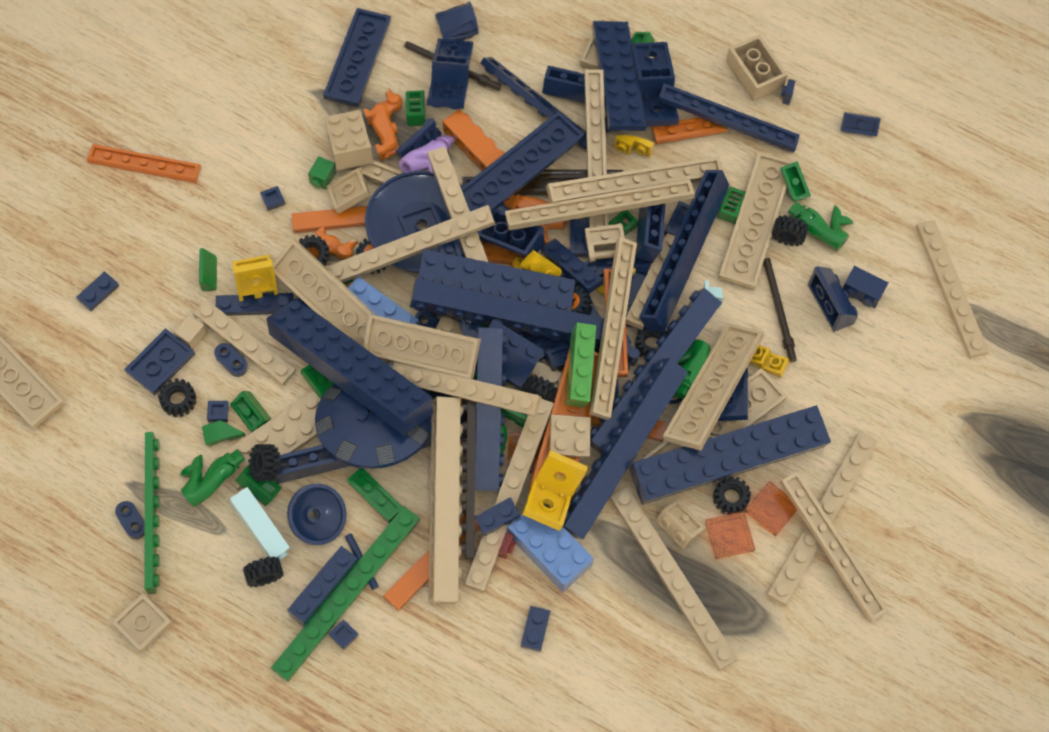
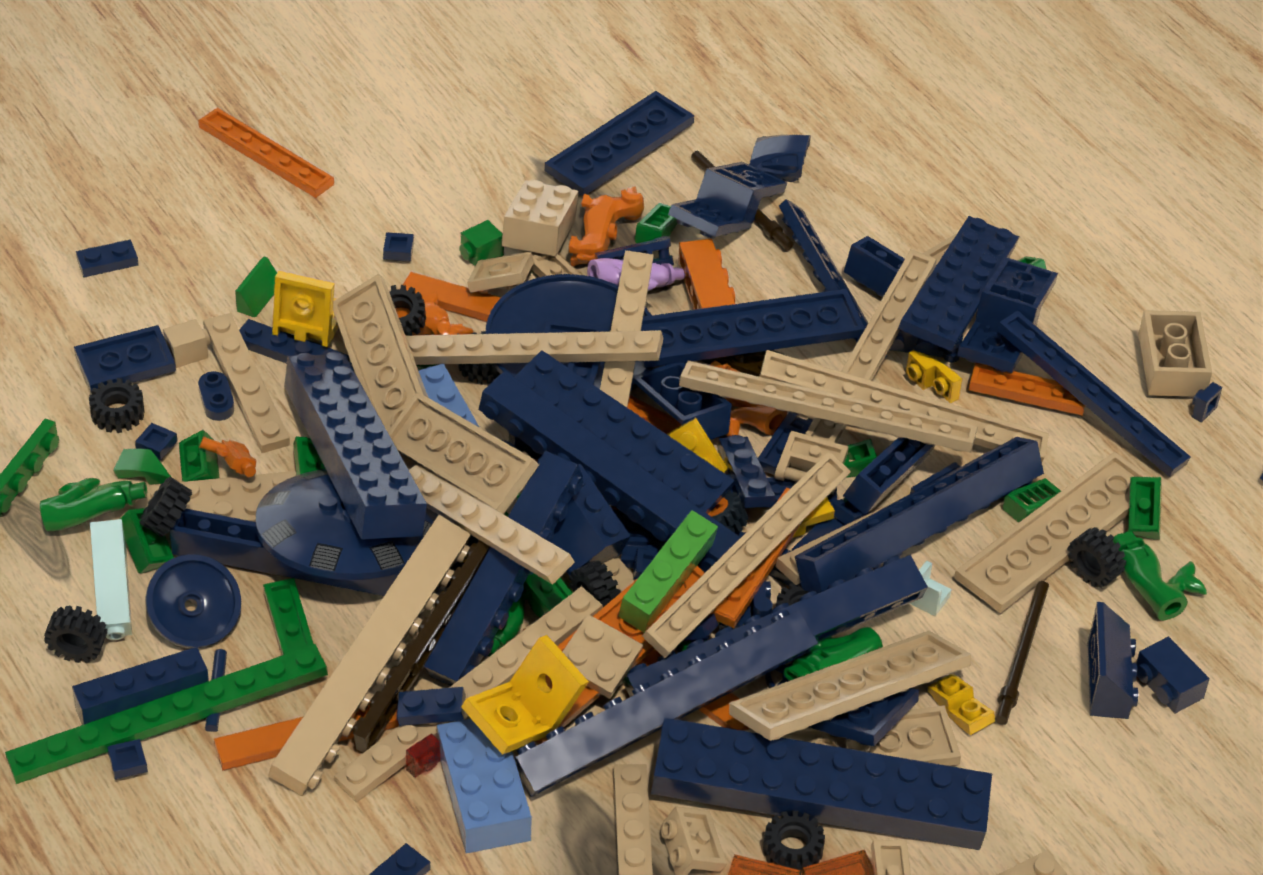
camera: 30 degrees right, 20 degrees down
(274, 399) = (234, 454): none -> orange piece

